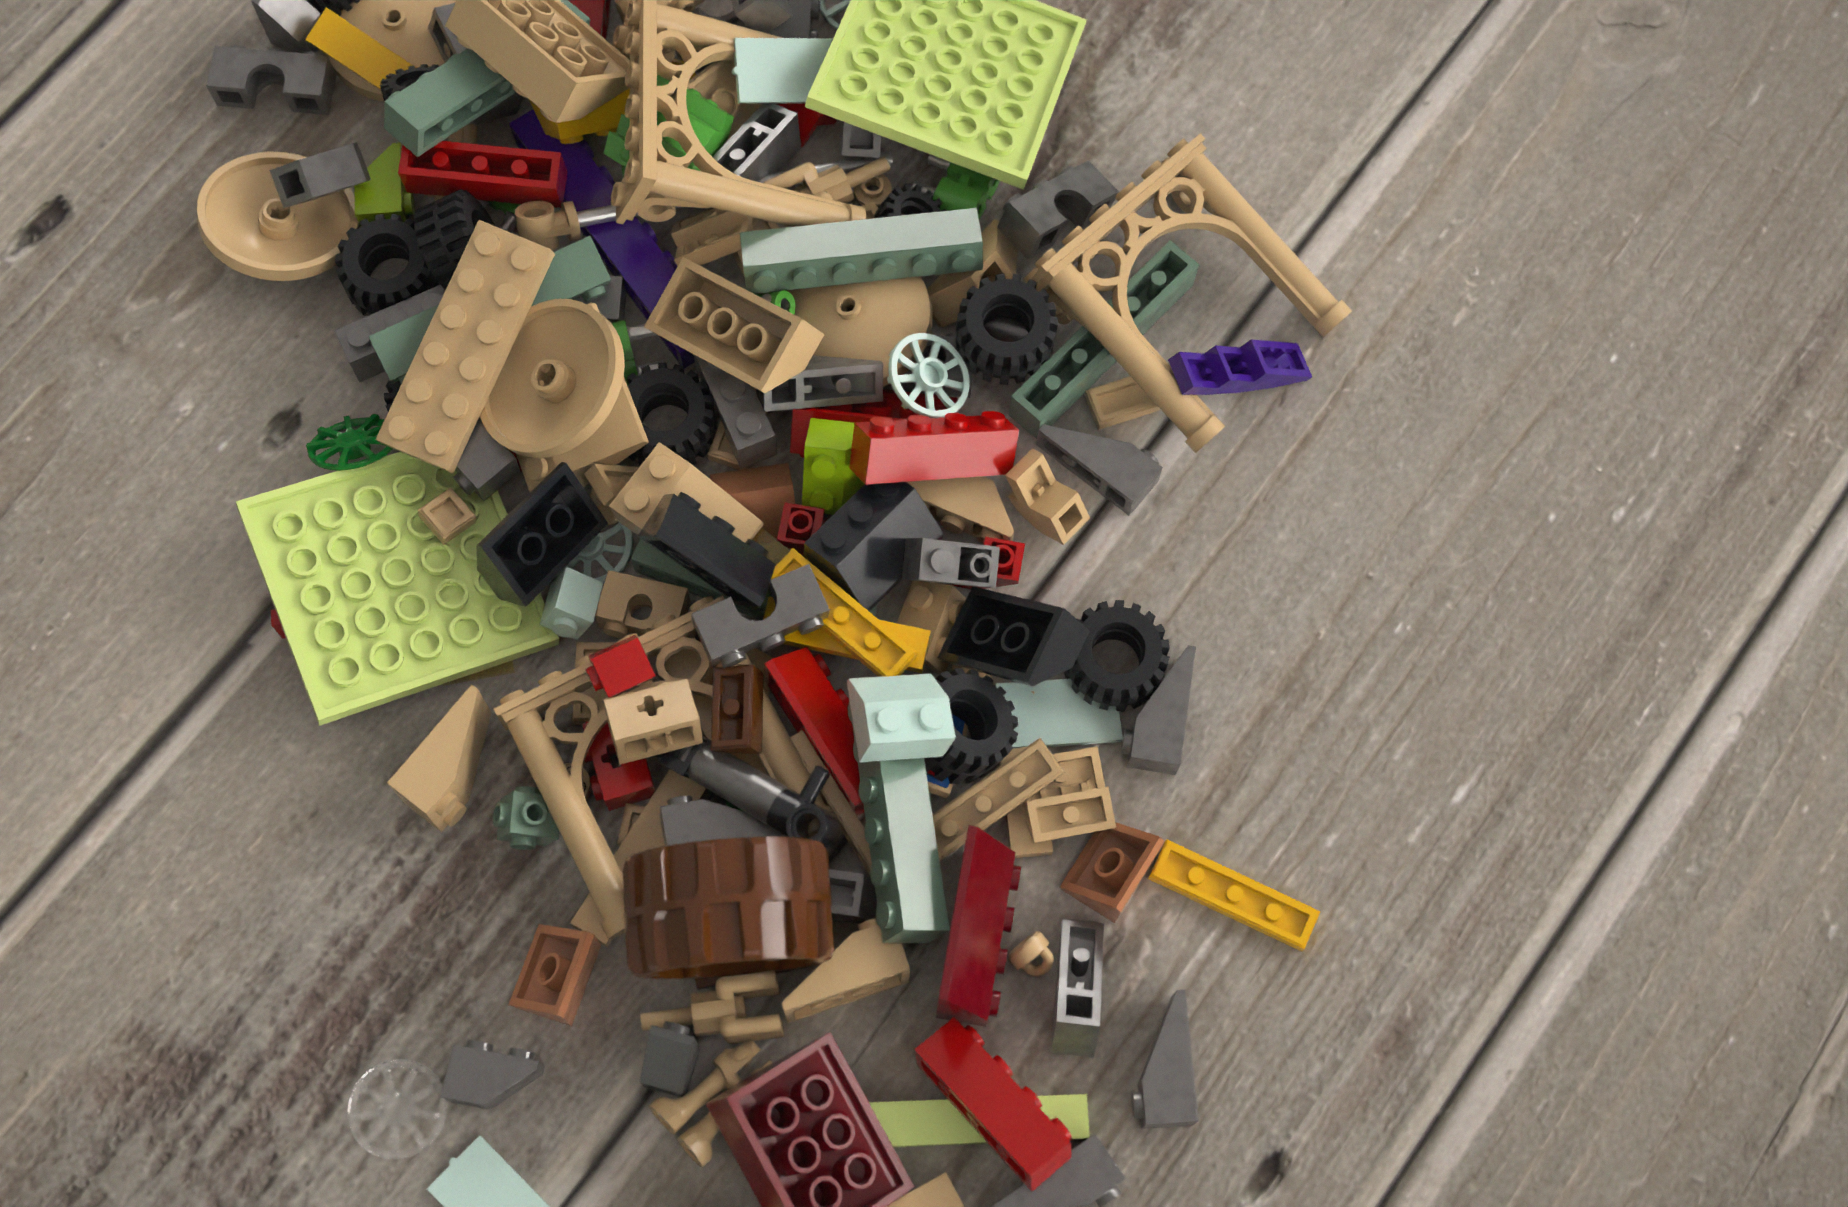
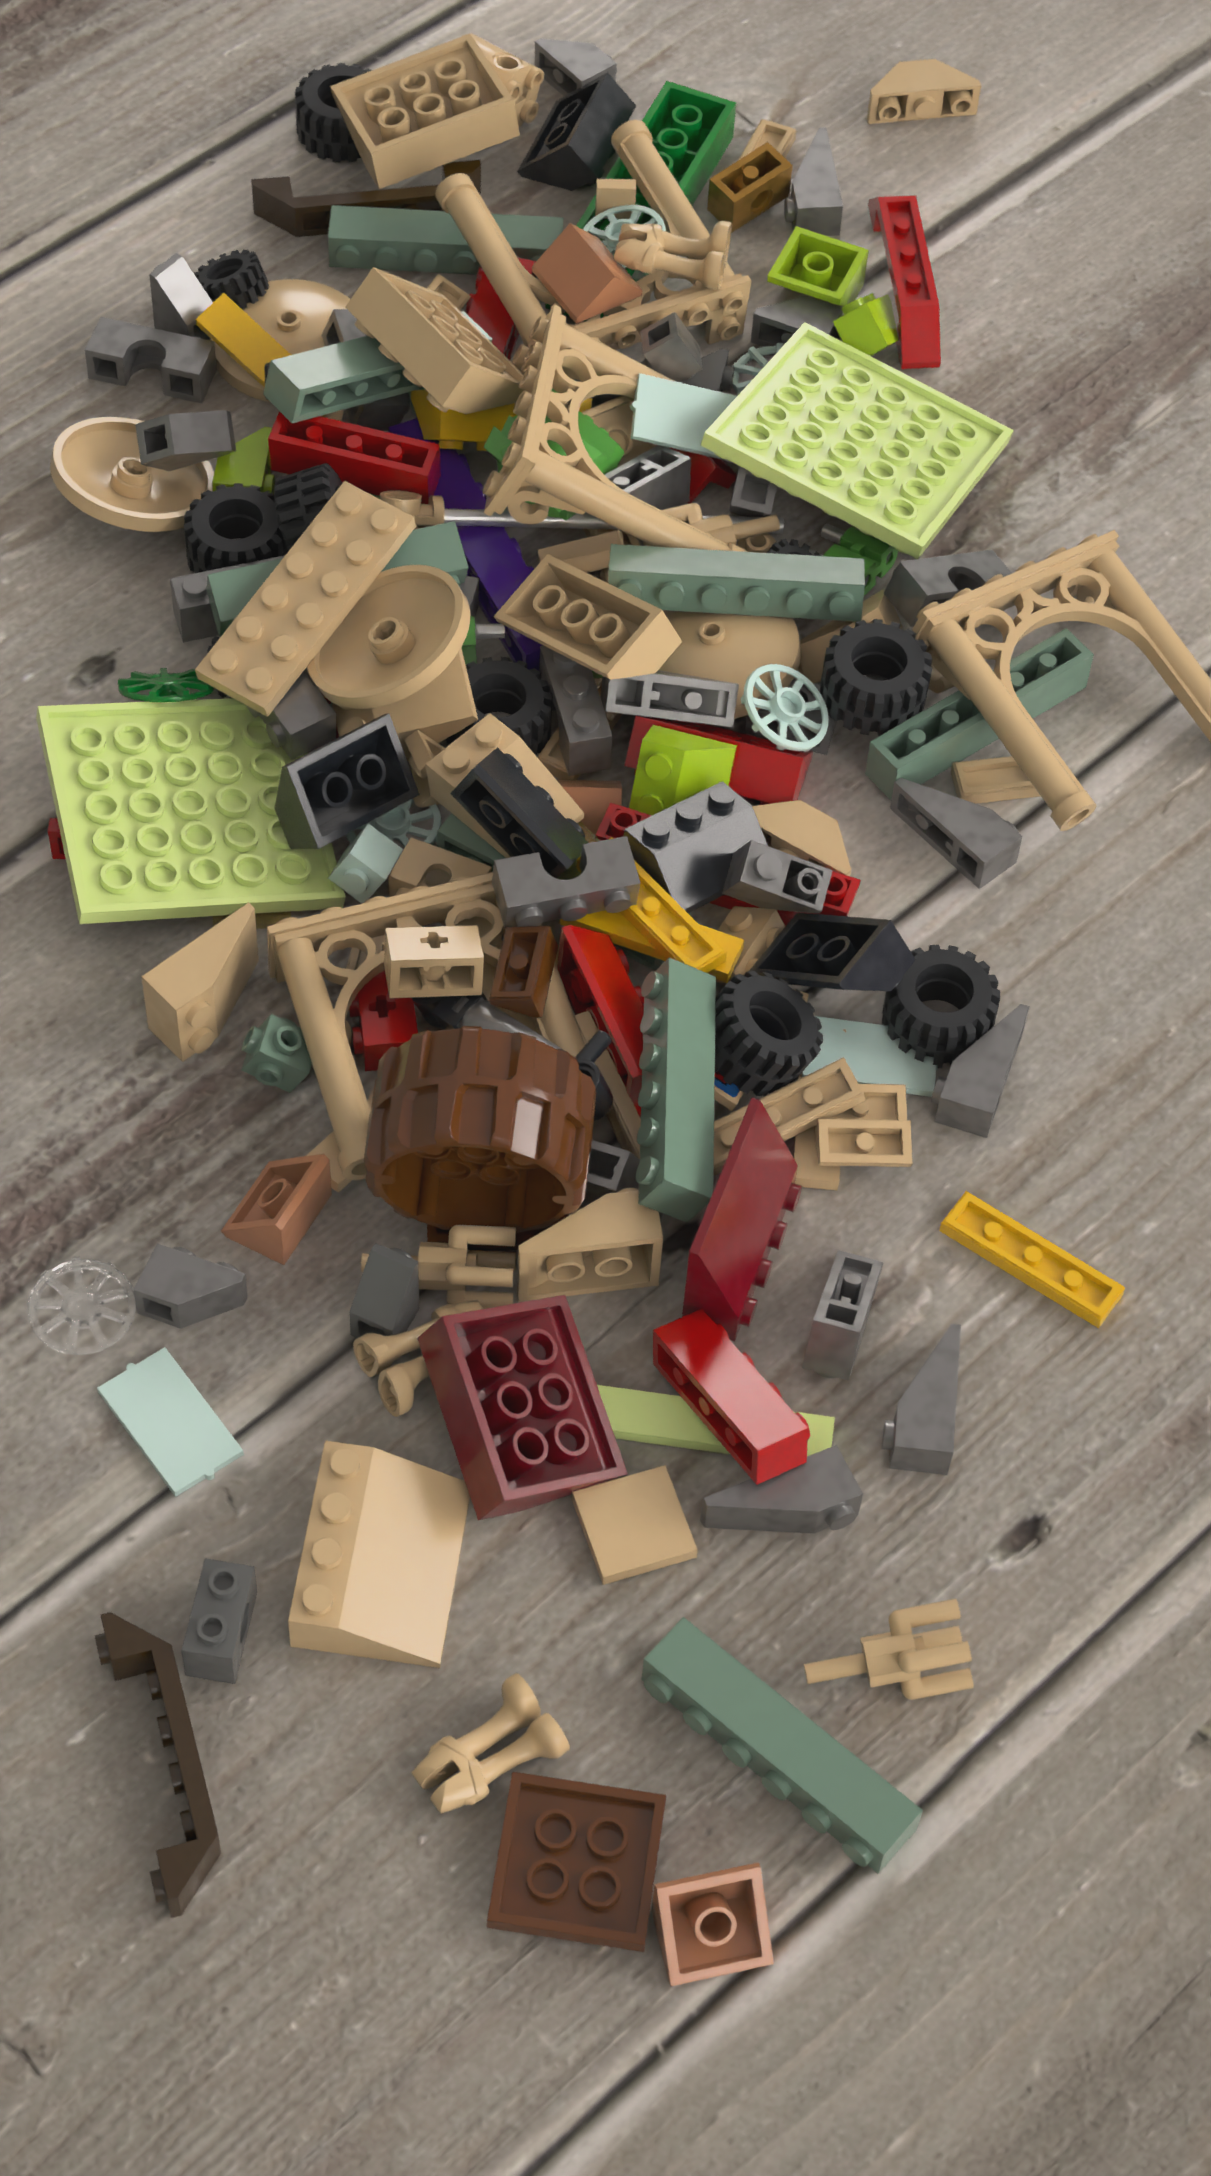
camera: 10 degrees right, 15 degrees down
(447, 516) = (251, 762): tan tile -> none
(619, 667) = (409, 902): red brick -> none
(900, 717) = (697, 993): light aqua slope -> none
(933, 447) = (779, 768): brick -> none
(1027, 950) = (796, 1268): tan tile -> none
(1043, 500) = (885, 852): tan brick -> none
(1111, 868) = (904, 1209): nougat slope -> none
(1240, 369) = (1126, 762): dark purple slope -> none

